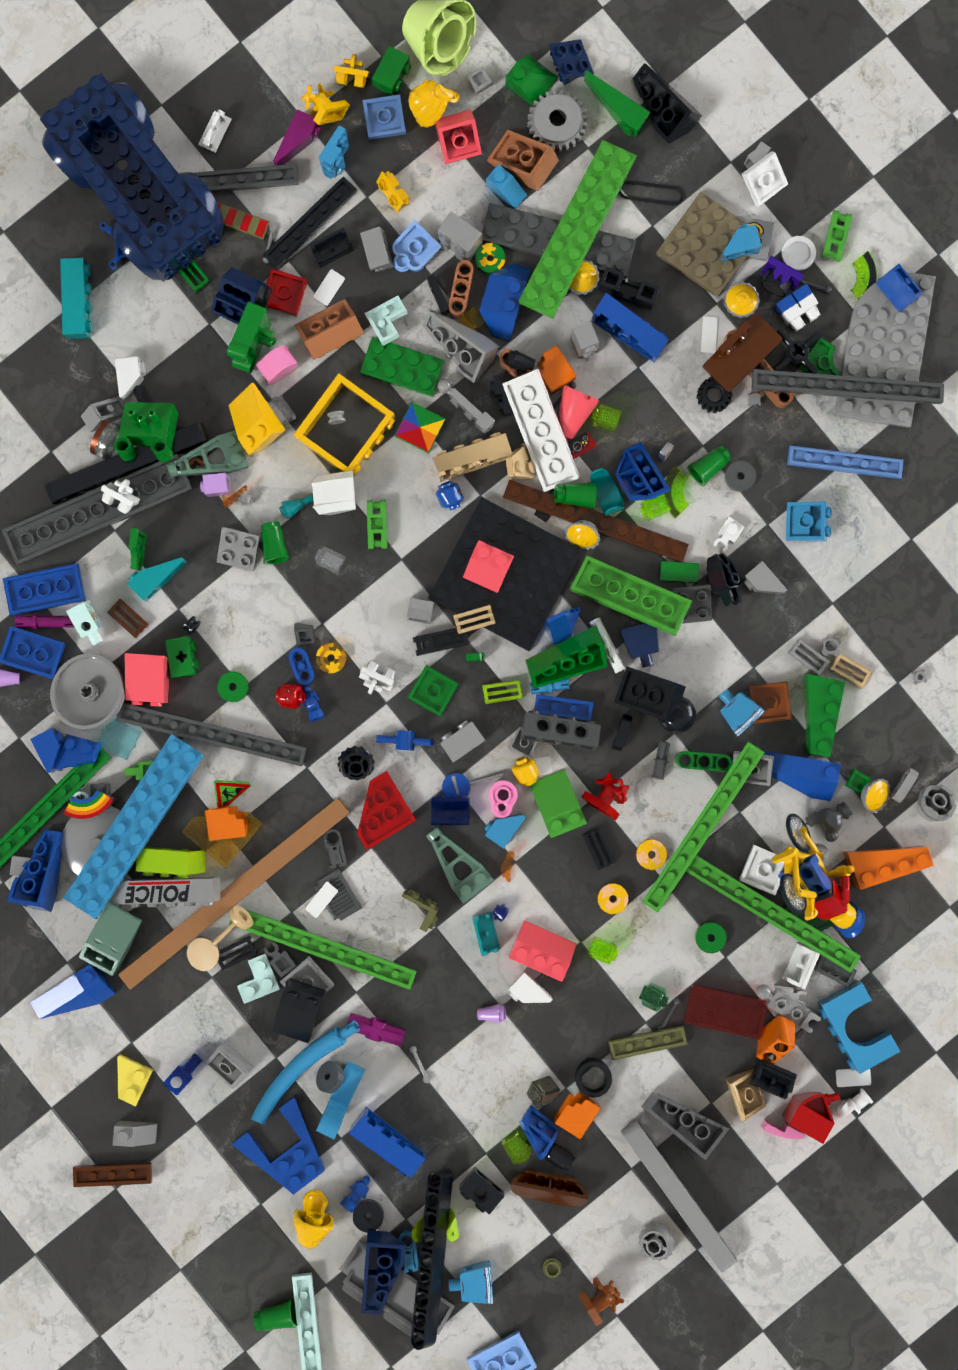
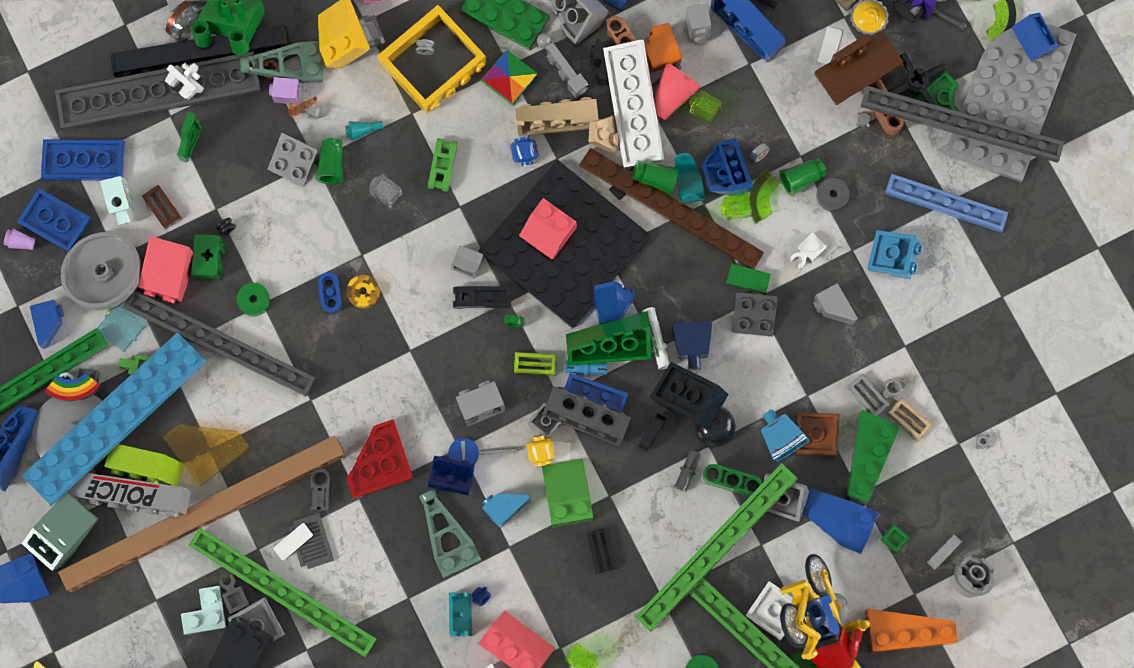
camera: 10 degrees right, 10 degrees down
(43, 621) = (66, 189): magenta pin -> none
(76, 752) = (73, 331): blue wing -> none
(150, 580) = (197, 171): teal slope -> none
(204, 953) = (154, 569): tan piece -> none
(226, 823) = (211, 436): orange piece -> none
(228, 791) = (221, 406): piece -> none
(250, 946) = (206, 575): black tile -> none
(290, 696) = (310, 320): red head -> none
(304, 634) = (340, 261): dark grey slope -> none
(311, 703) = (331, 331): blue piece -> none
(334, 493) = (404, 123): white slope -> none
(355, 763) = (363, 405): black piece -> none
(374, 680) = (403, 322): white hips -> none
(405, 740) = (420, 391): blue piece -> none
(428, 904) = (403, 583): olive bracket -> none
(433, 690) = (462, 347): green tile -> none
(485, 608) = (539, 287): tan tile -> none
(503, 797) = (510, 472): bright pink piece -> none
(506, 866) = (498, 549): clear orange piece -> none
(518, 360) = (626, 29): black cone -> none
(581, 444) = (673, 129): sticker -> none
(582, 534) = (654, 218): yellow piece -> none
(607, 796) = (625, 491): red piece -> none
(621, 898) = (598, 600): yellow piece -> none
(631, 595) = (691, 290): bright green plate -> none
(655, 862) = (649, 575): yellow piece -> none
(709, 405) = (813, 114): black tyre -> none
(724, 579) = (793, 294): black hinge -> none
(796, 305) = (927, 34): white hips -> none
(830, 820) = (856, 572): dark grey animal -> none
(875, 795) = (910, 555): yellow piece -> none

